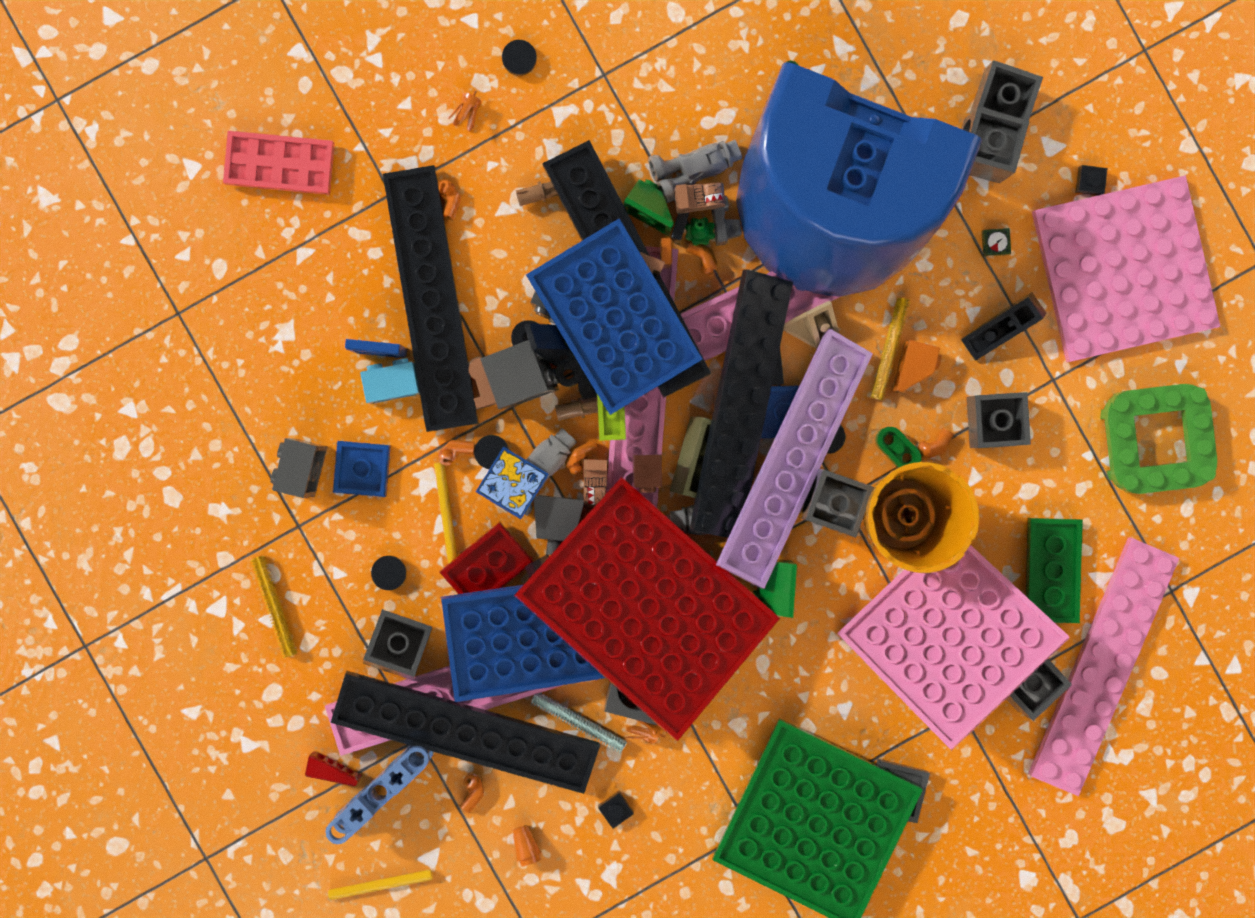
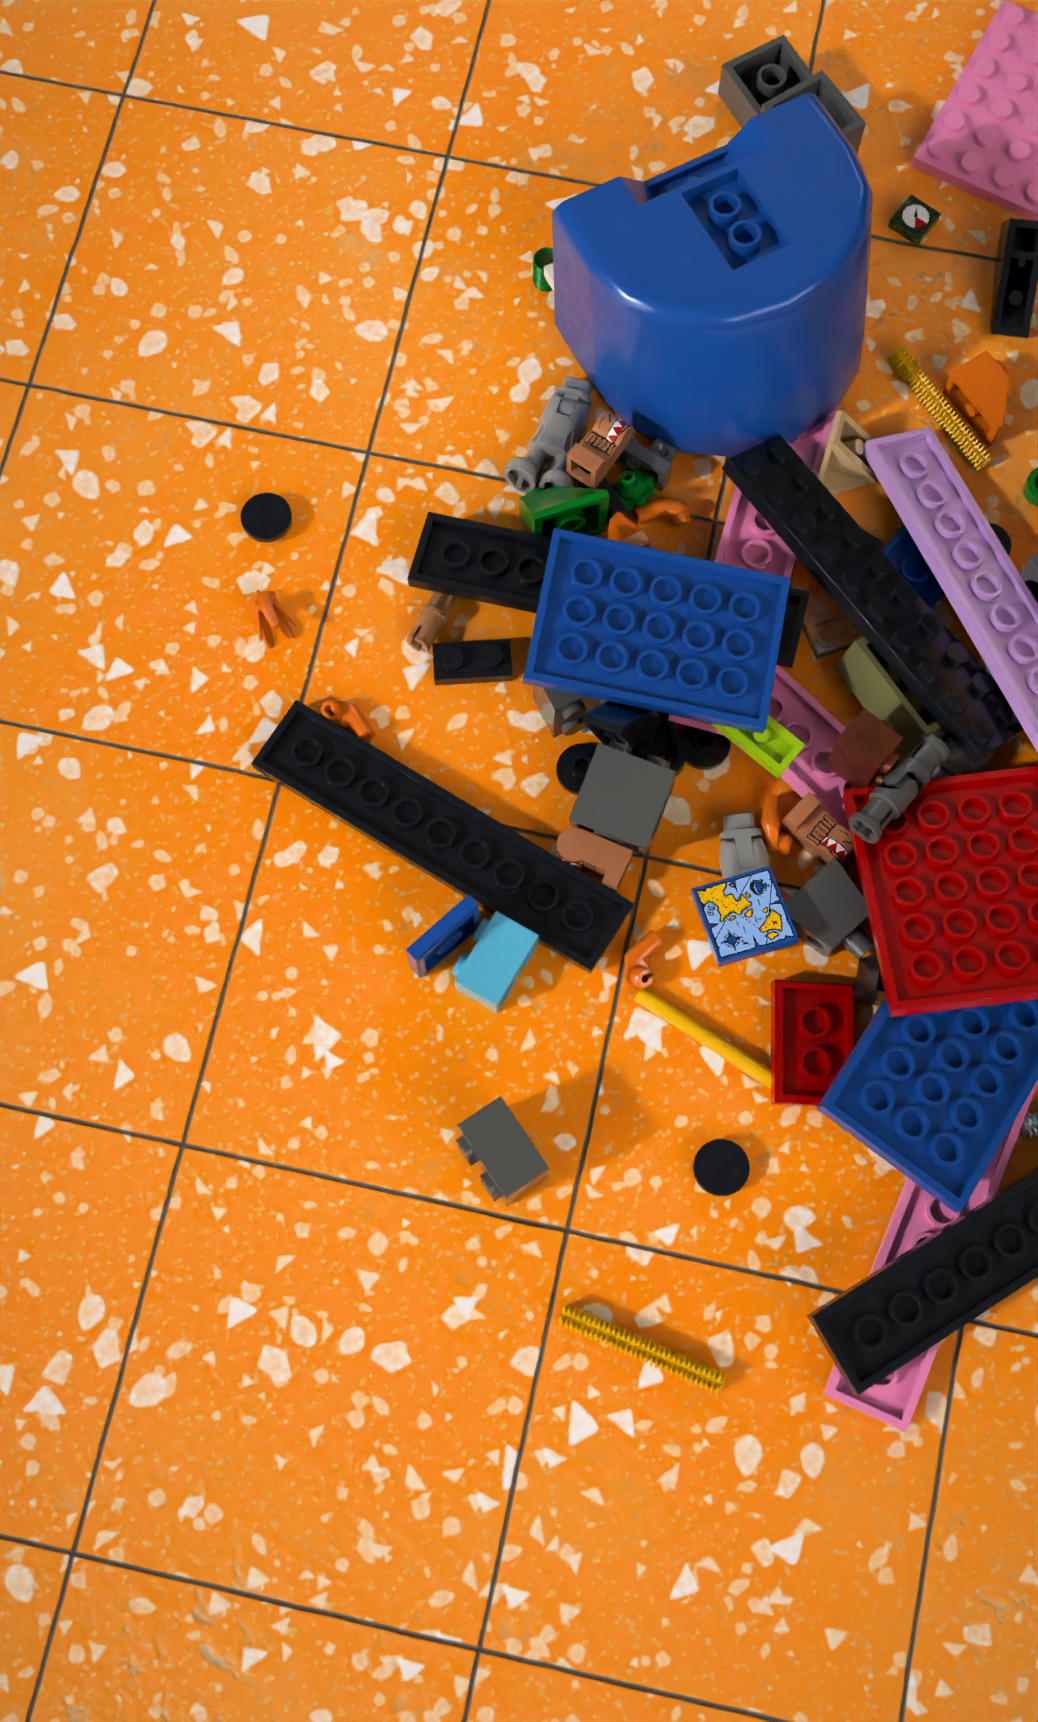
camera: 50 degrees left, 15 degrees down
(278, 162) = (127, 868): coral plate -> none
(327, 769) = (907, 1468): red slope -> none
(361, 468) = (565, 1089): blue tile -> none
(368, 801) = (989, 1478): medium blue piece -> none
(397, 645) = (825, 1227): dark grey brick -> none
(488, 449) = (678, 921): black piece -> none
(535, 233) = (472, 662): none -> black plate
(577, 408) = (717, 778): medium nougat axle -> none
(636, 504) = (899, 788): none -> dark grey piece
(1091, 180) = (928, 86): black plate -> none

